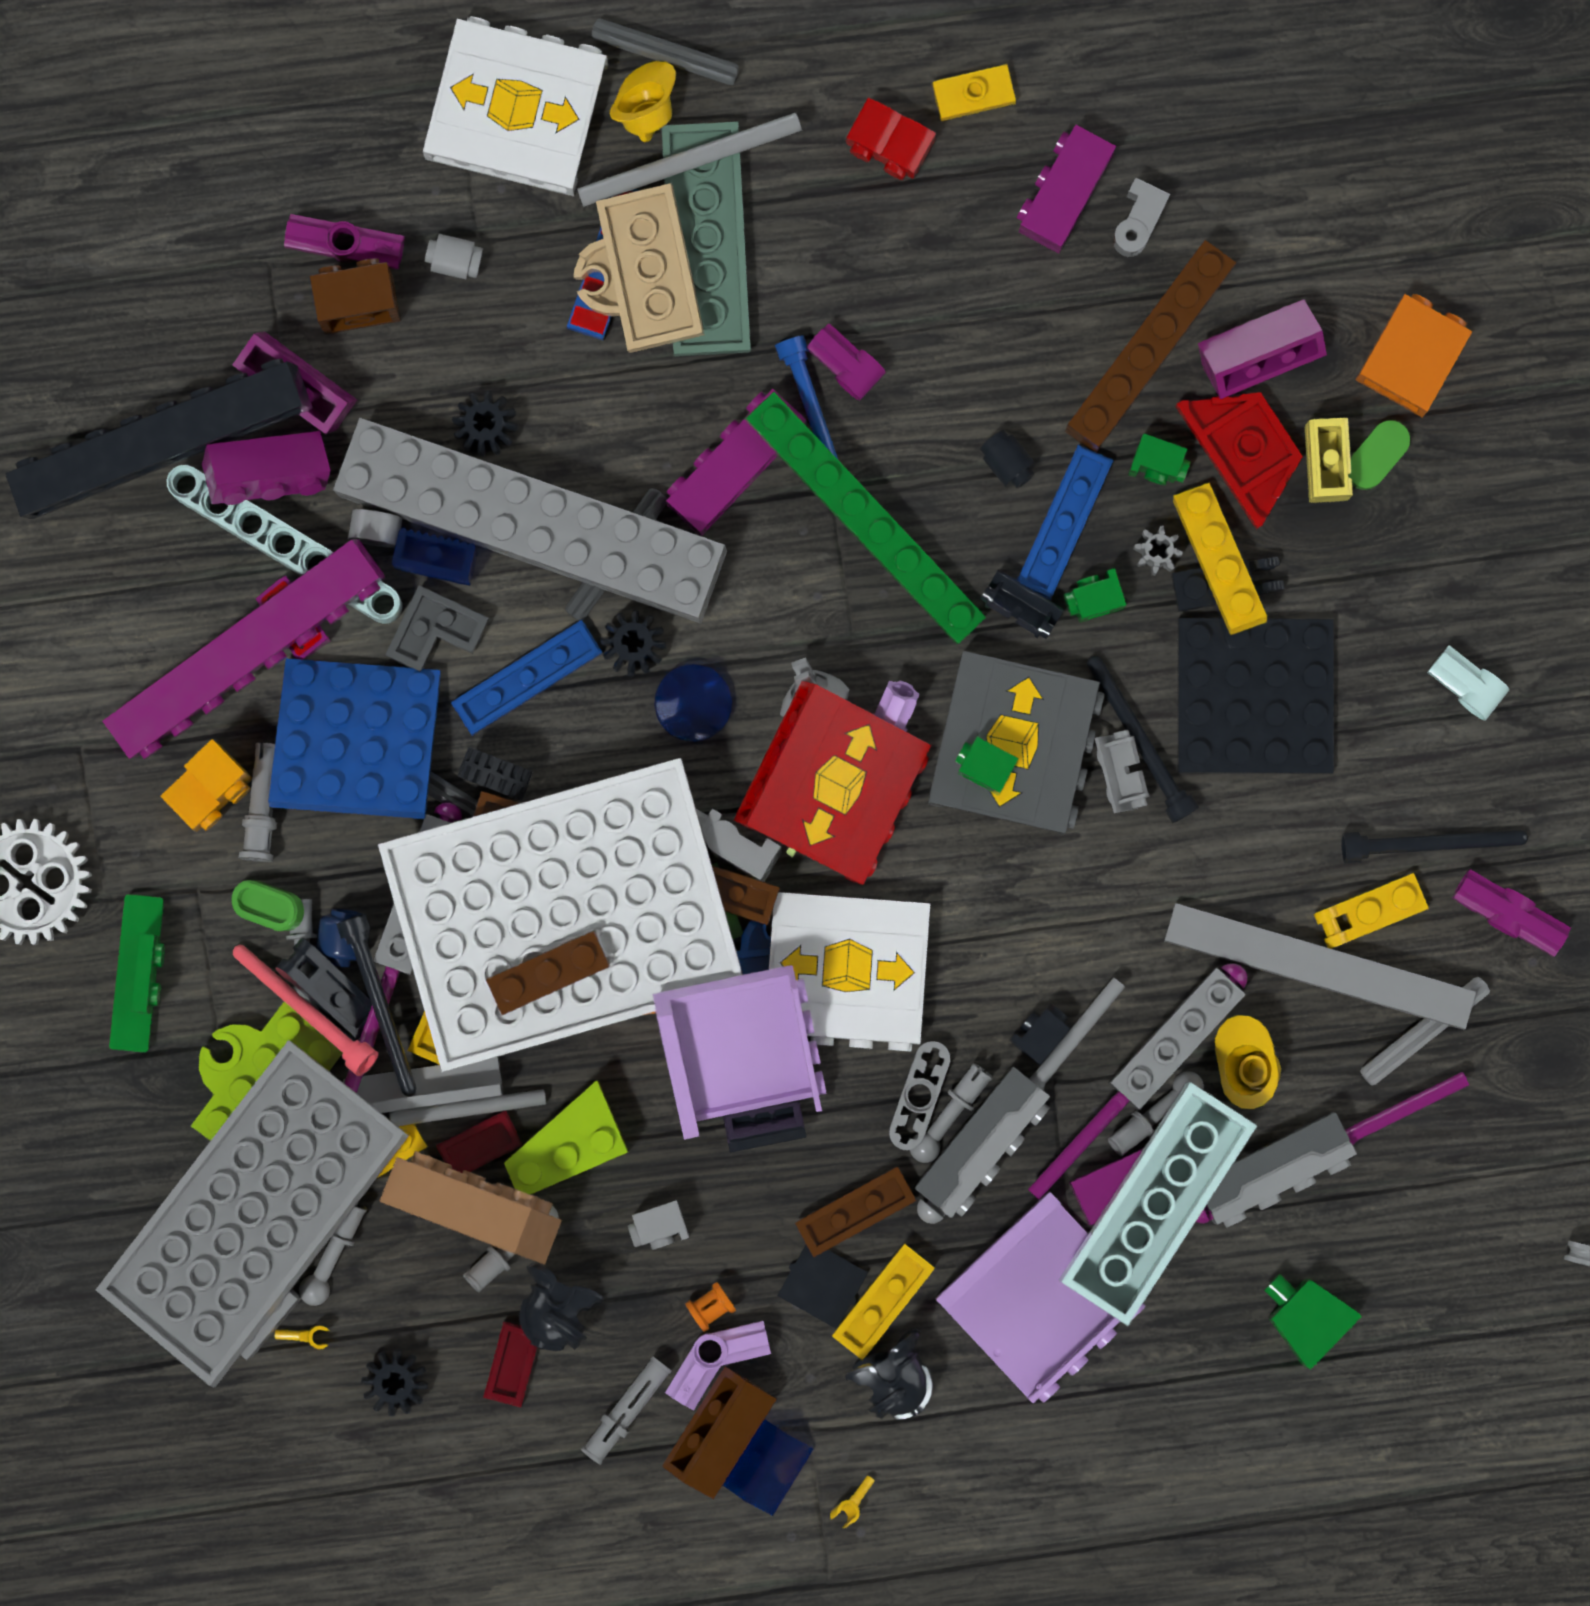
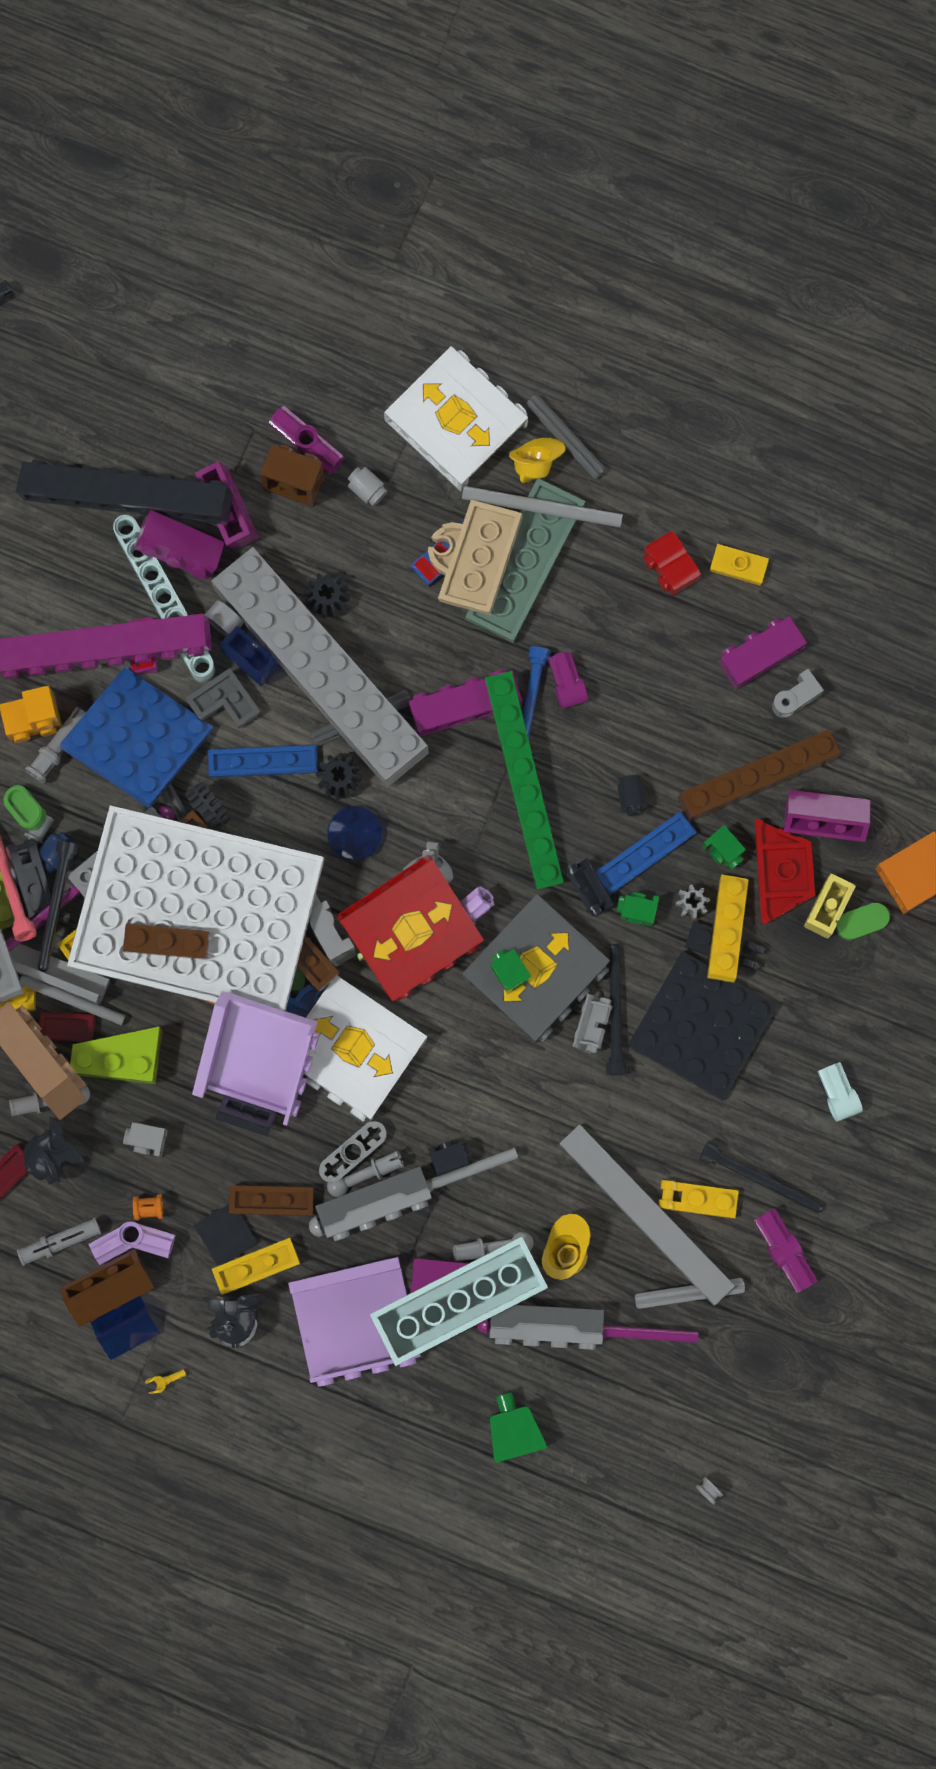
camera: 30 degrees right, 5 degrees down
(1156, 1060) = (510, 1214): light grey piece -> none

